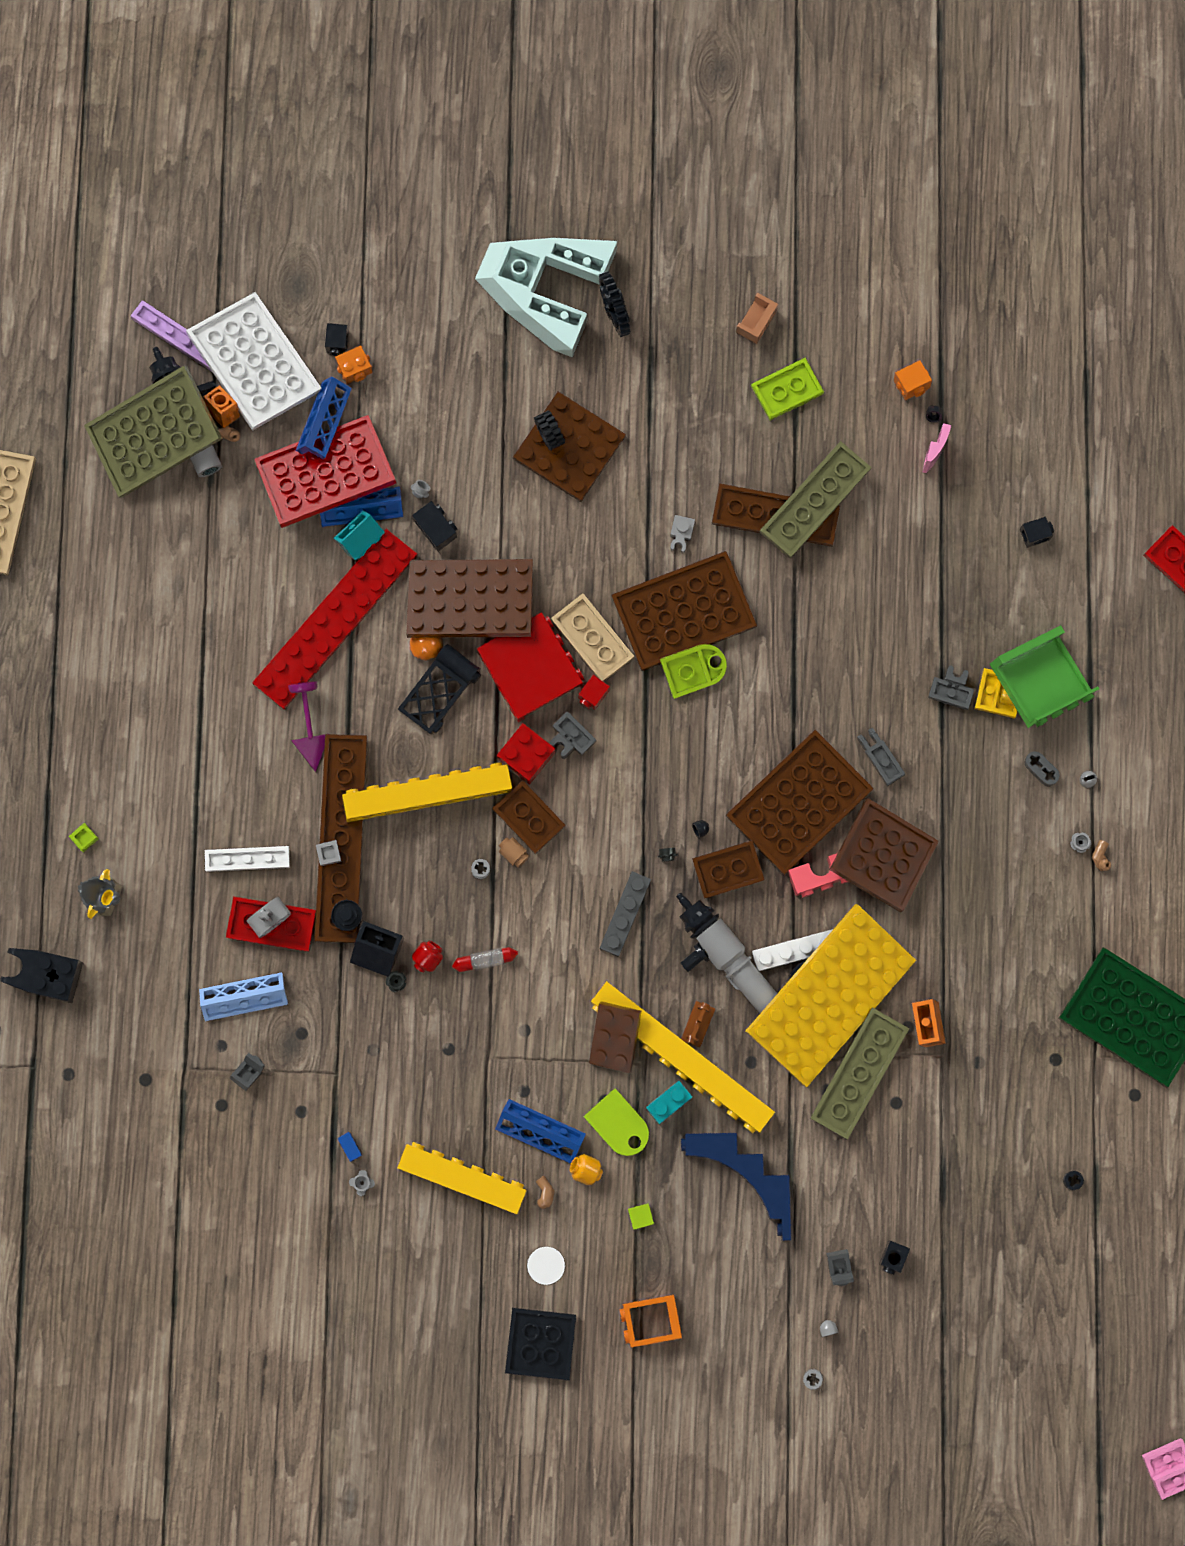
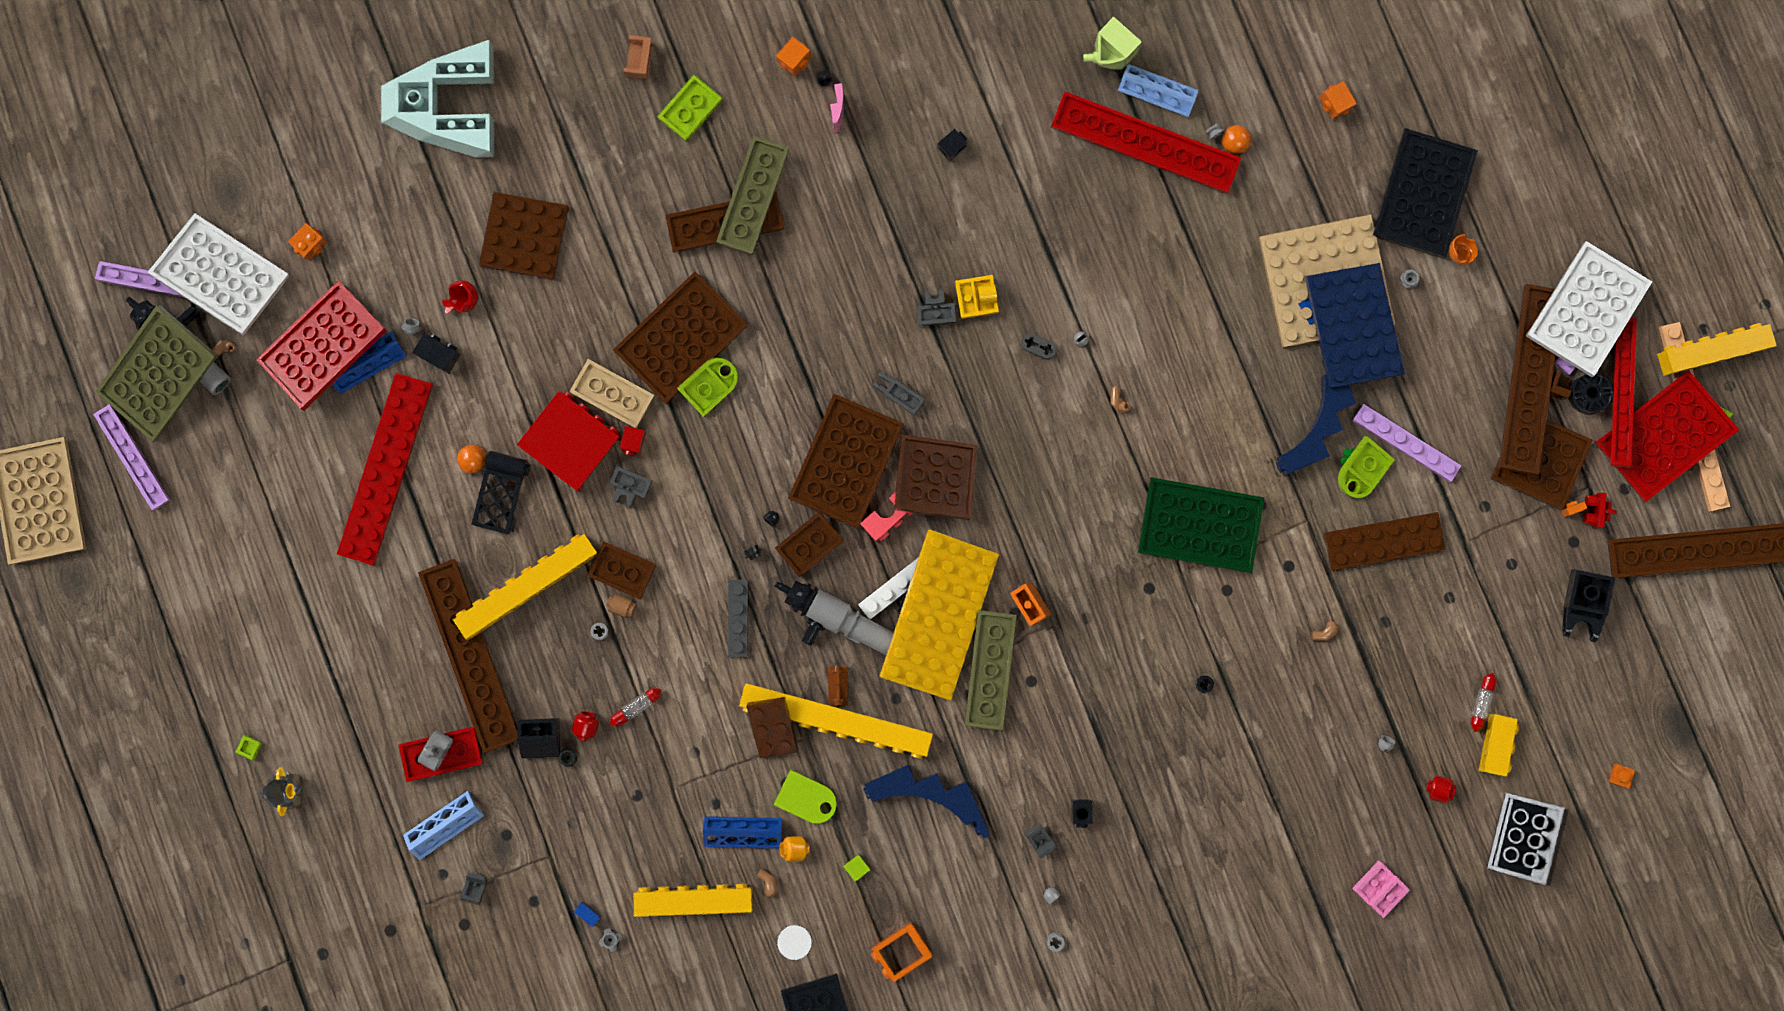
camera: 20 degrees left, 5 degrees up
(37, 974) = (258, 879): black brick -> none
(91, 504) = (132, 457): none -> lavender plate
(221, 406) = (207, 326): orange head -> none
(247, 859) = (396, 707): white plate -> none
(311, 746) = (411, 587): magenta piece -> none
(317, 415) = (294, 301): blue fence -> none
(328, 853) = (463, 674): light grey plate -> none
(336, 339) = (283, 225): black brick -> none
(346, 915) = (501, 720): black plate -> none
(359, 535) = (374, 388): teal brick -> none
(470, 598) = (492, 403): reddish brown plate -> none
(483, 482) = (462, 297): none -> red hat
(526, 753) = (596, 517): red brick -> none
(549, 430) = (499, 229): black tyre -> none
(614, 304) = (509, 96): black gear -> none
(668, 1102) = (840, 763): teal brick -> none
(681, 530) = (650, 268): light grey plate -> none
(1042, 678) = (1007, 270): bright green panel -> none
(1080, 837) = (1091, 395): light grey plate -> none

